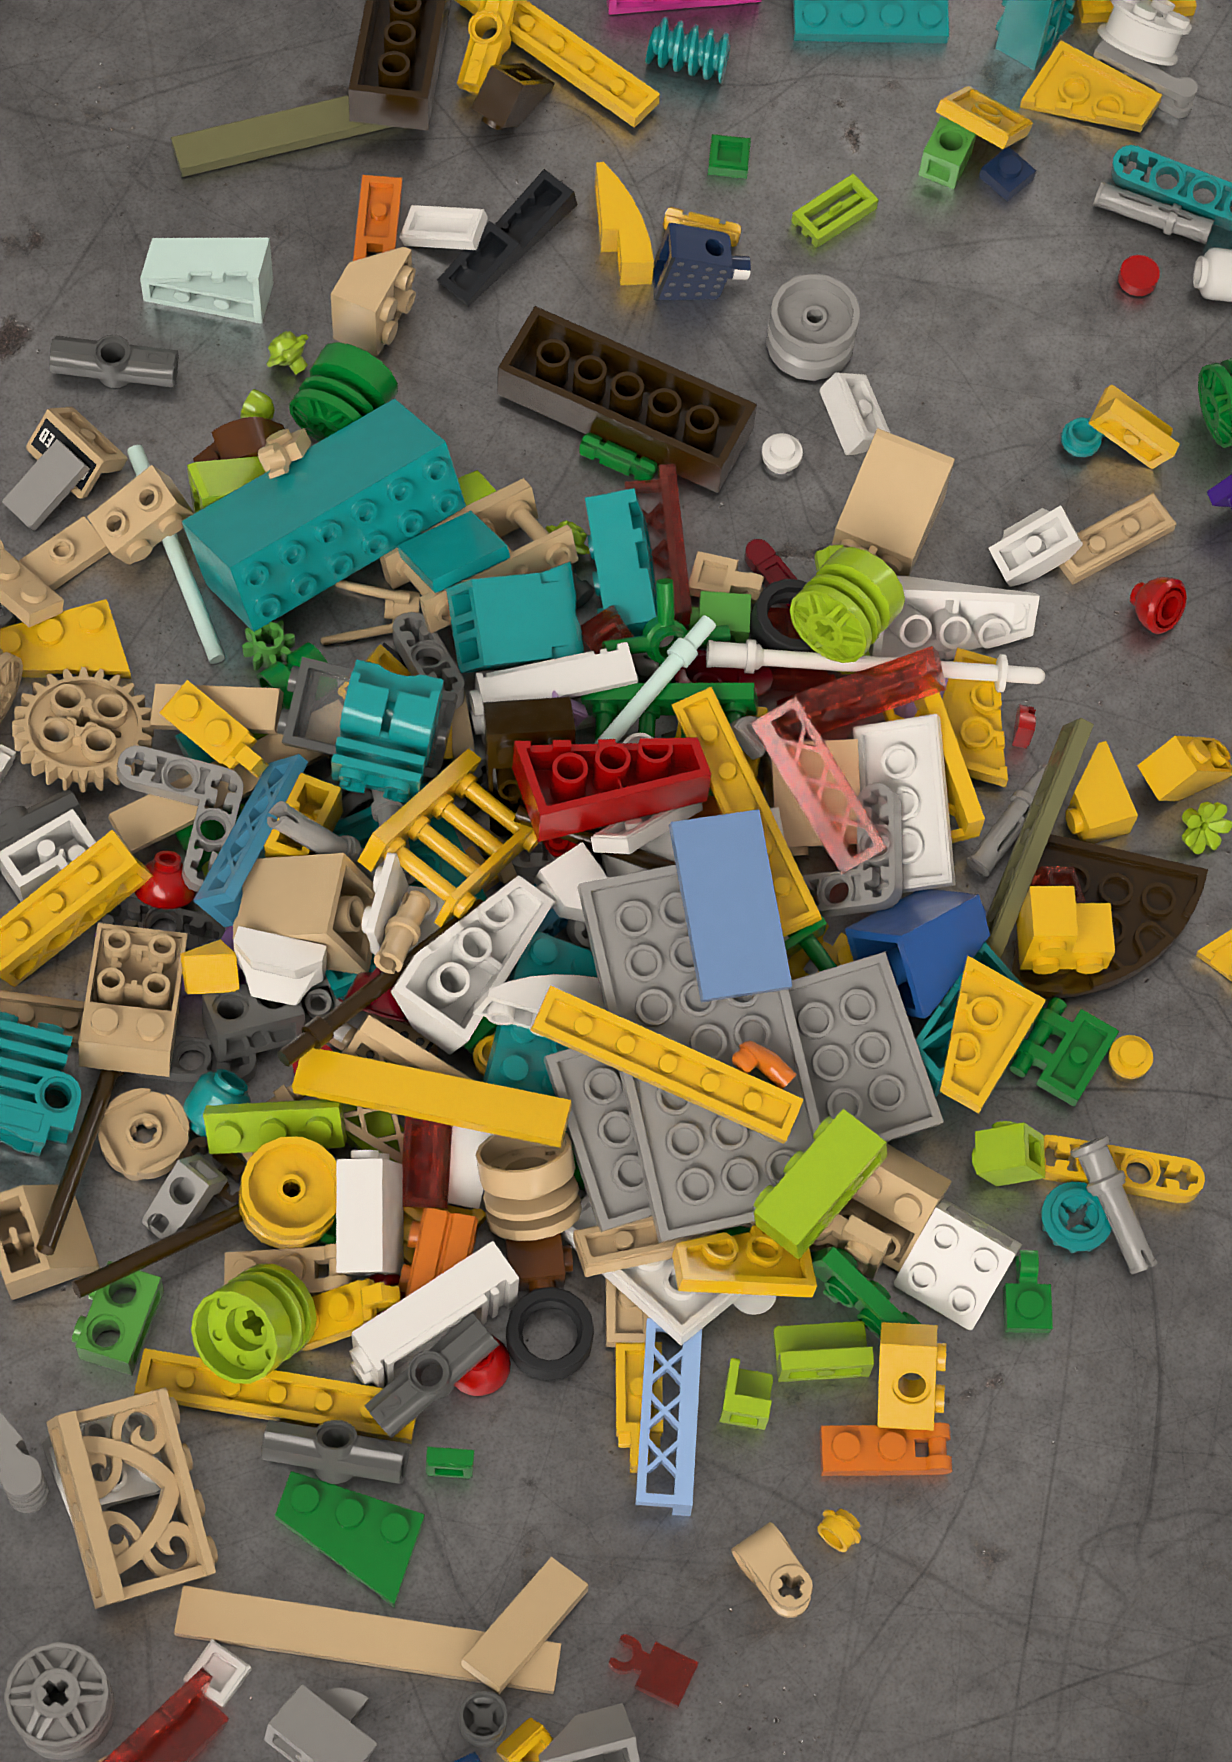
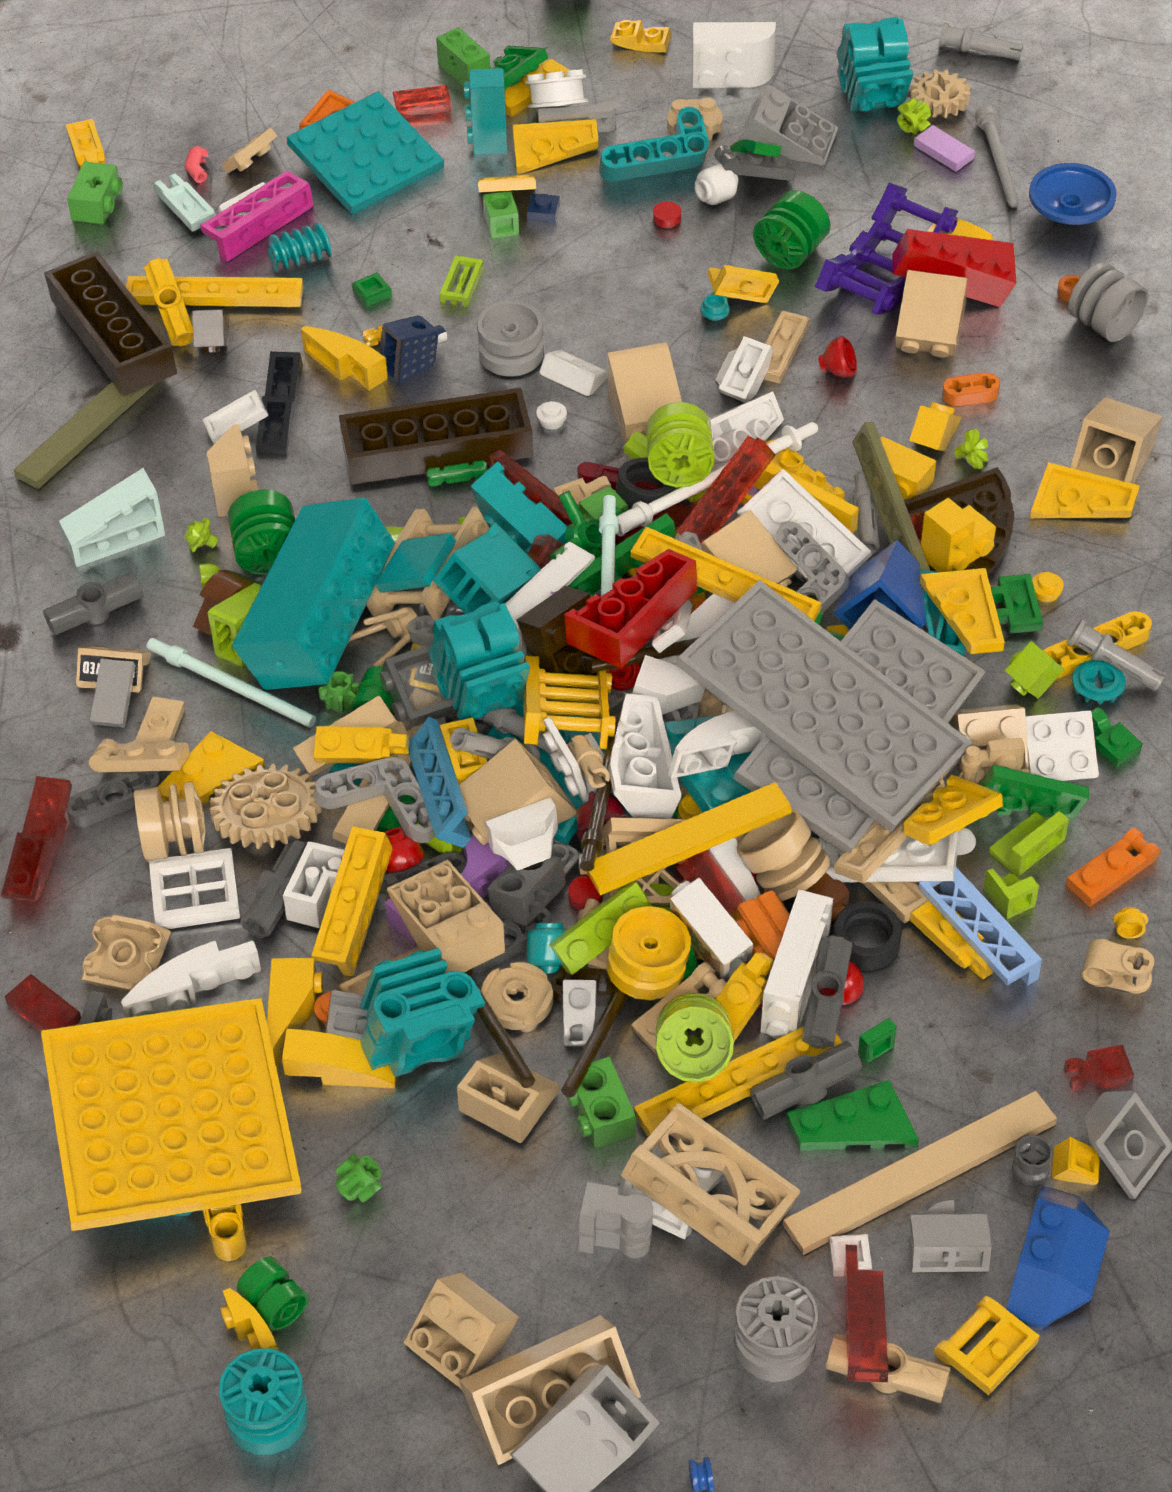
camera: 30 degrees left, 15 degrees down
(140, 515) = (194, 668): tan brick -> none
(210, 969) = (483, 866): yellow slope -> none
(282, 450) = (260, 570): tan plate -> none
(378, 215) = (188, 438): orange plate -> none
(524, 1625) = (1007, 1093): tan tile -> none
(667, 1064) = (815, 721): yellow plate -> none
(730, 905) = (774, 616): medium blue tile -> none
(765, 1060) = (862, 686): orange arm -> none
(806, 793) = (748, 553): clear red fence -> none
(819, 1182) = (957, 731): lime brick -> none
(905, 1401) = (1078, 801): yellow brick -> none
(1024, 726) = (825, 462): red tile -> none
(1158, 214) = (641, 180): light grey pin -> none

